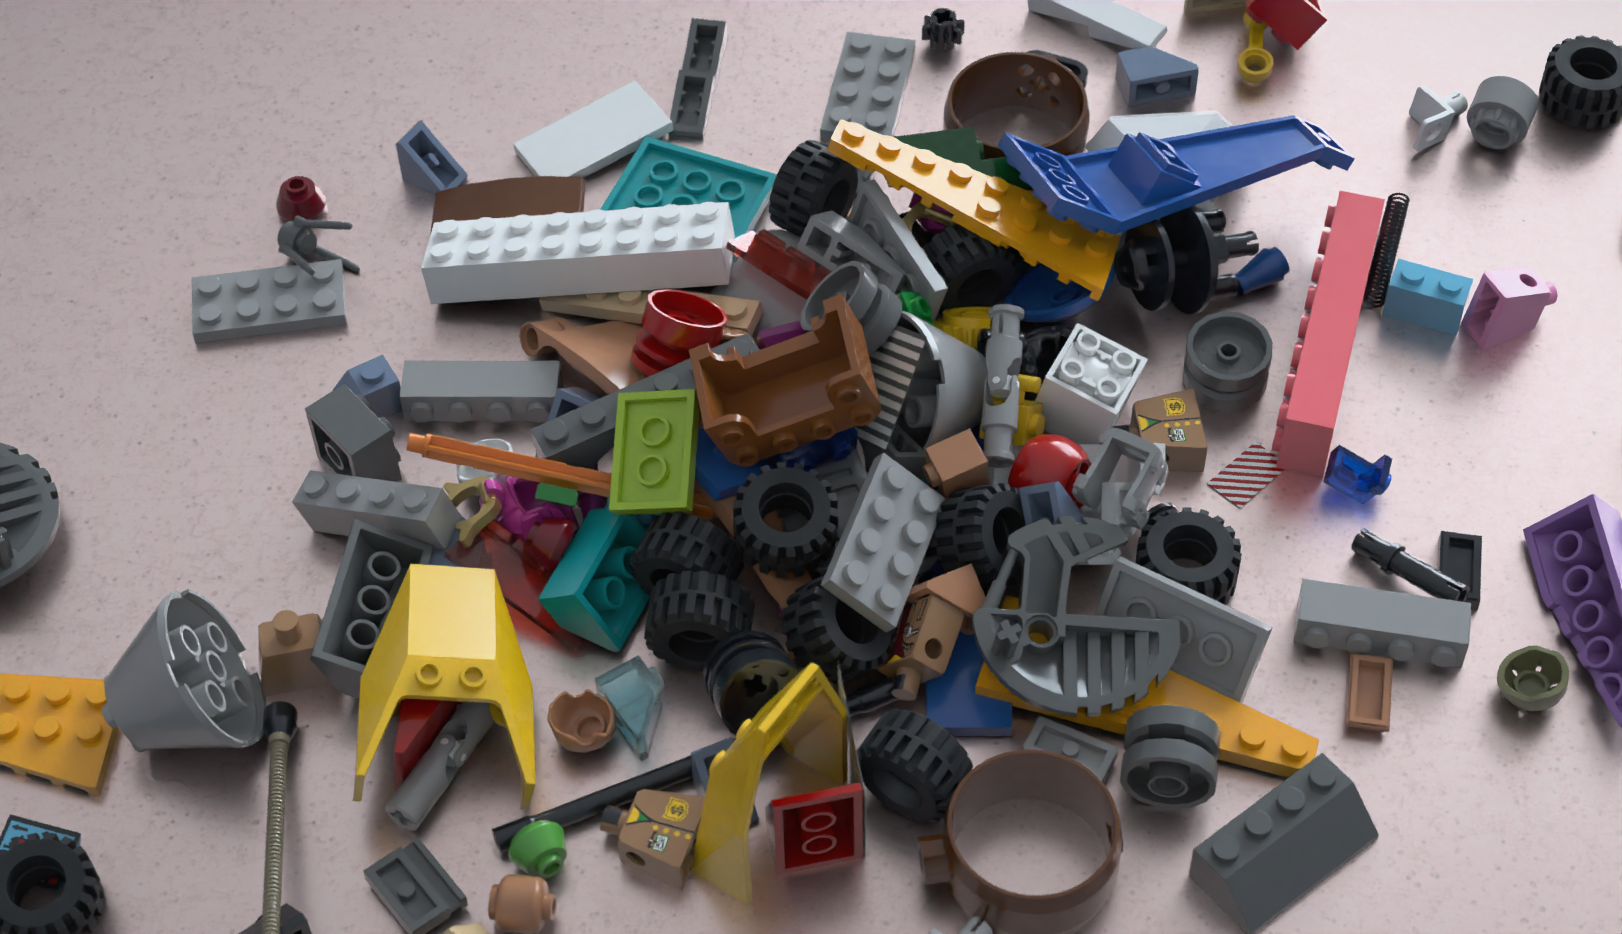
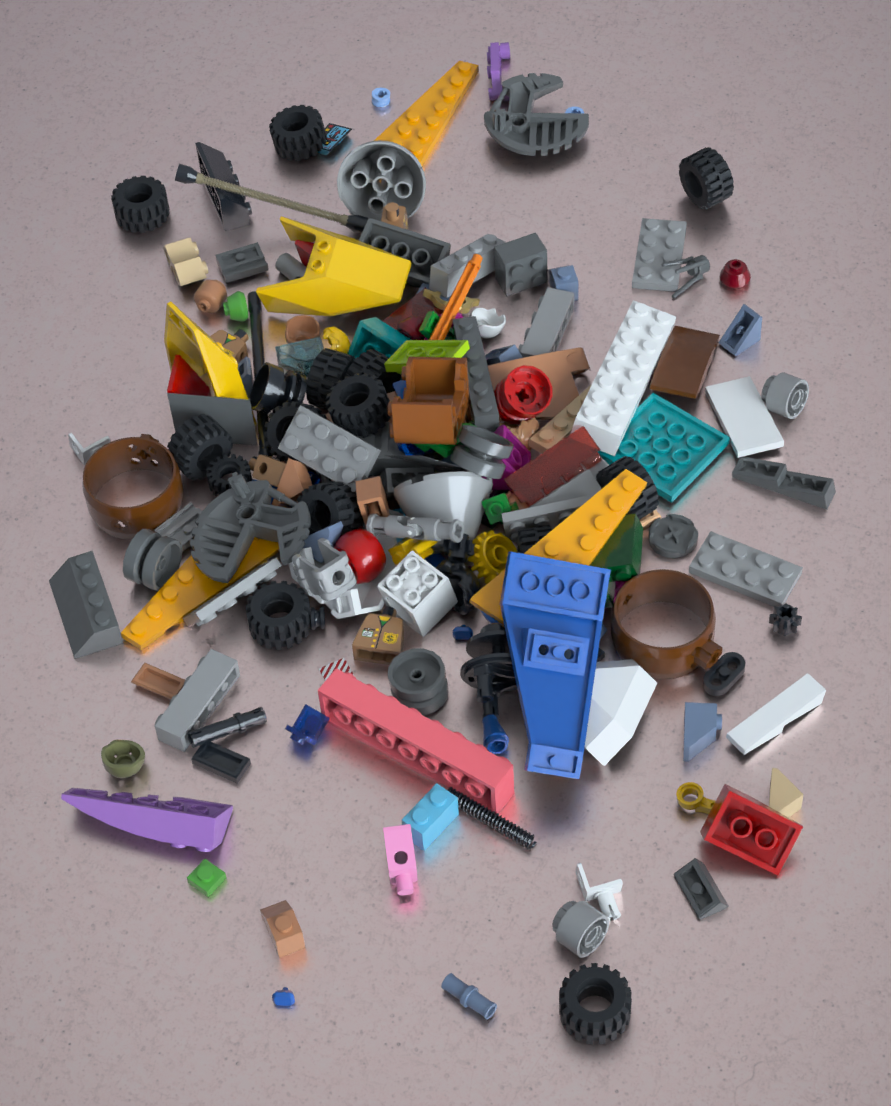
camera: 110 degrees right, 0 degrees up
(109, 247) = (706, 178): none -> black tyre
(548, 90) = (785, 394): none -> light grey piece
(598, 654) = (337, 339): none -> yellow hair
(954, 698) = (226, 466): none -> black tyre
(1372, 39) = (700, 889): none -> dark grey slope

